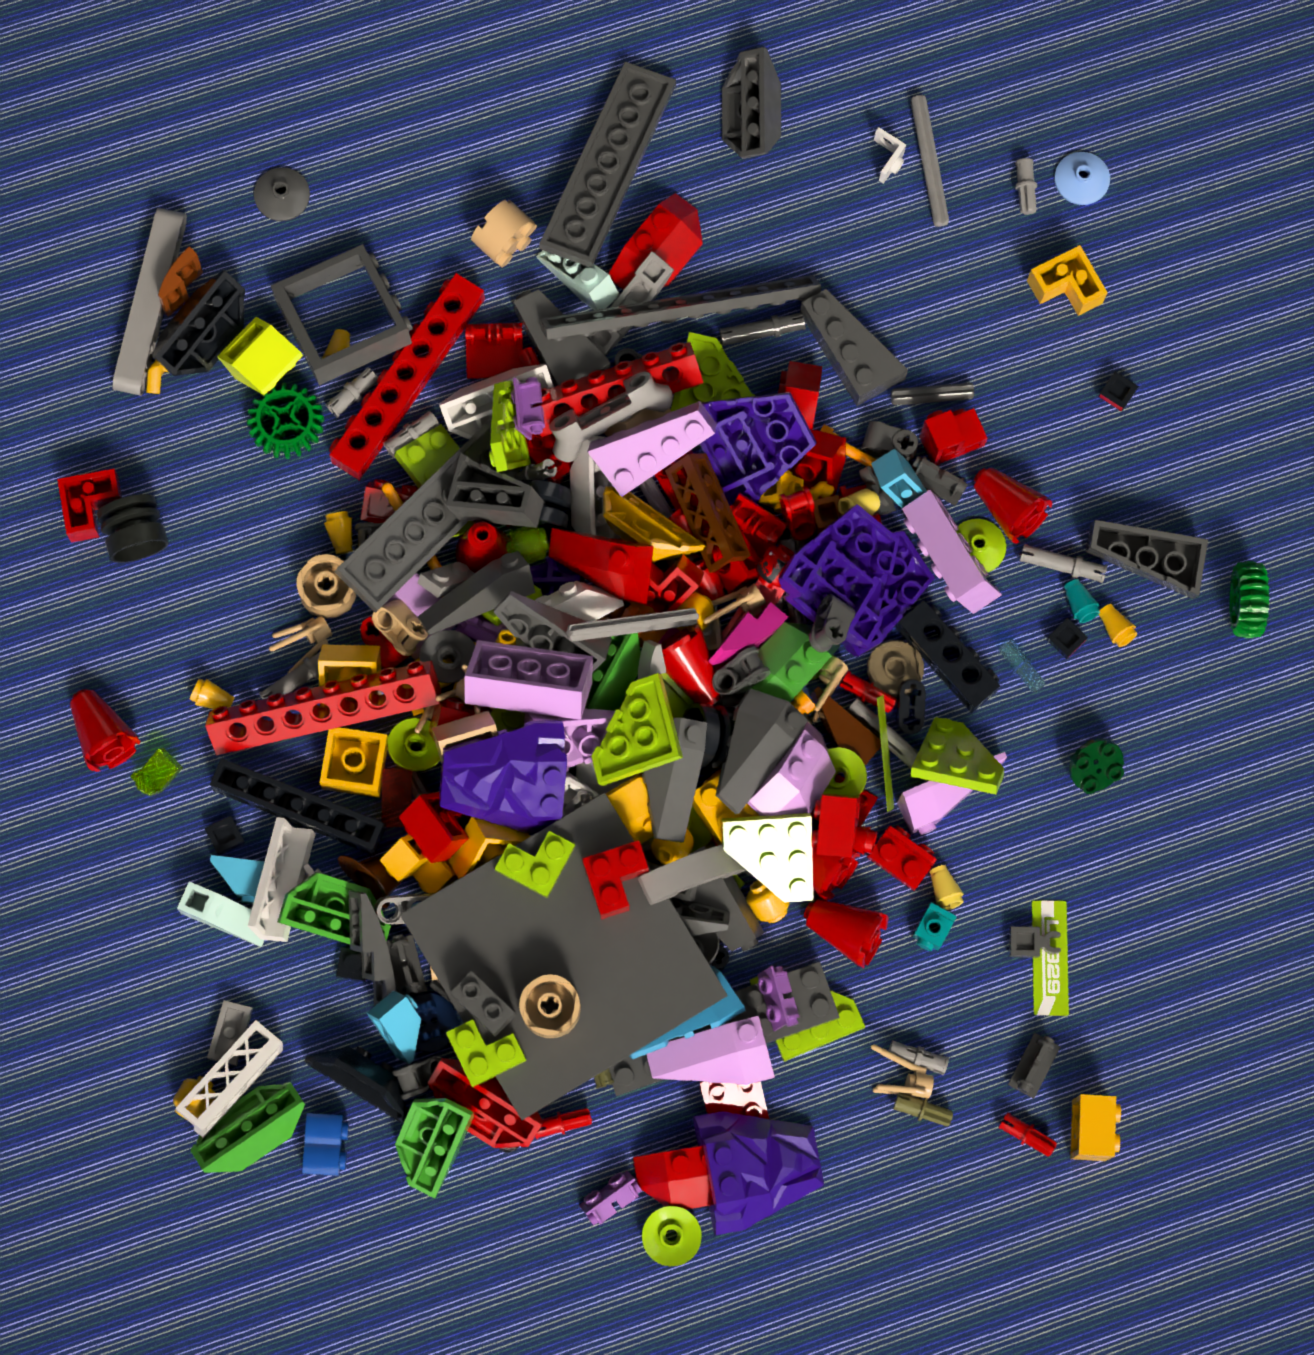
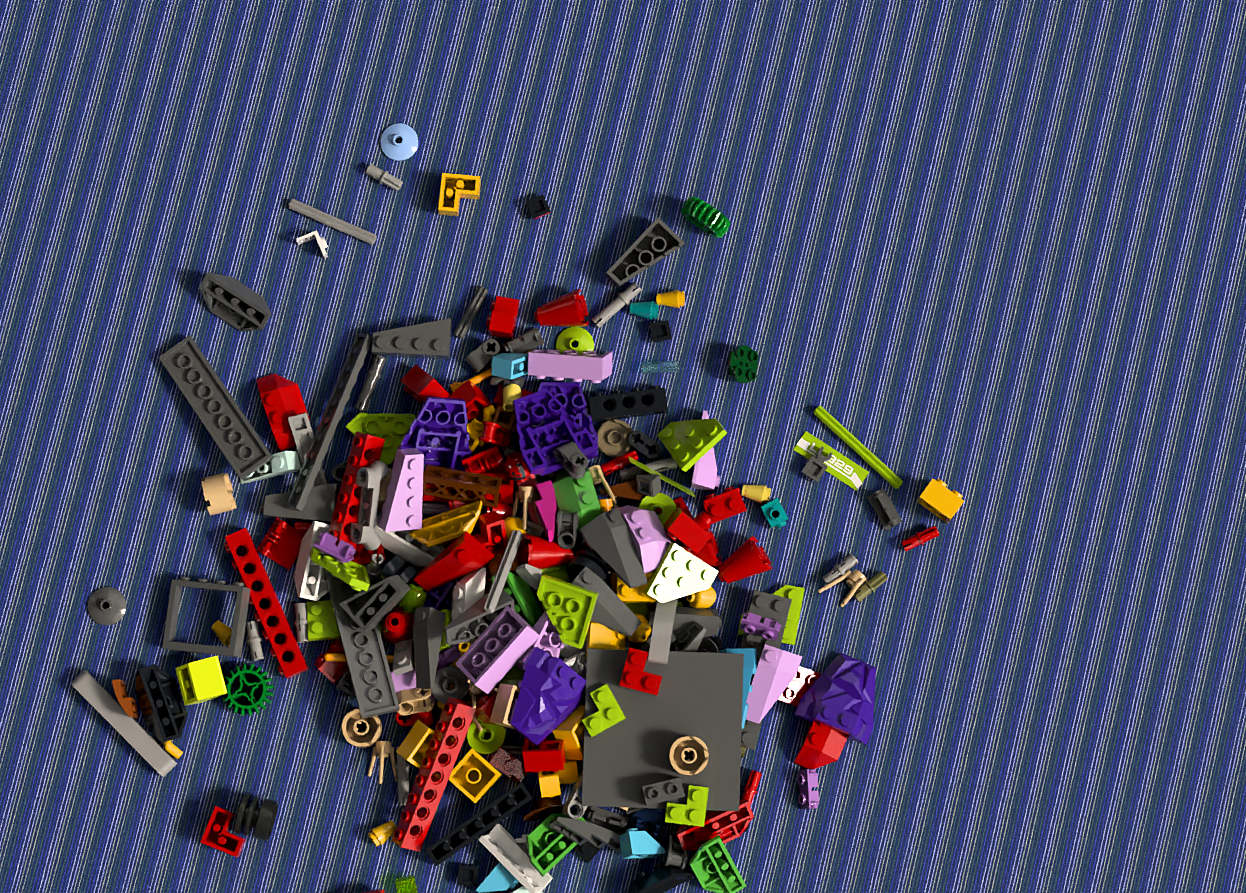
camera: 50 degrees left, 5 degrees up
(340, 531) = (333, 700): yellow cone -> none
(675, 1251) = (860, 770): lime dish -> none
(864, 741) = (648, 484): none -> dark grey slope
(1090, 980) = (858, 447): none -> lime axle

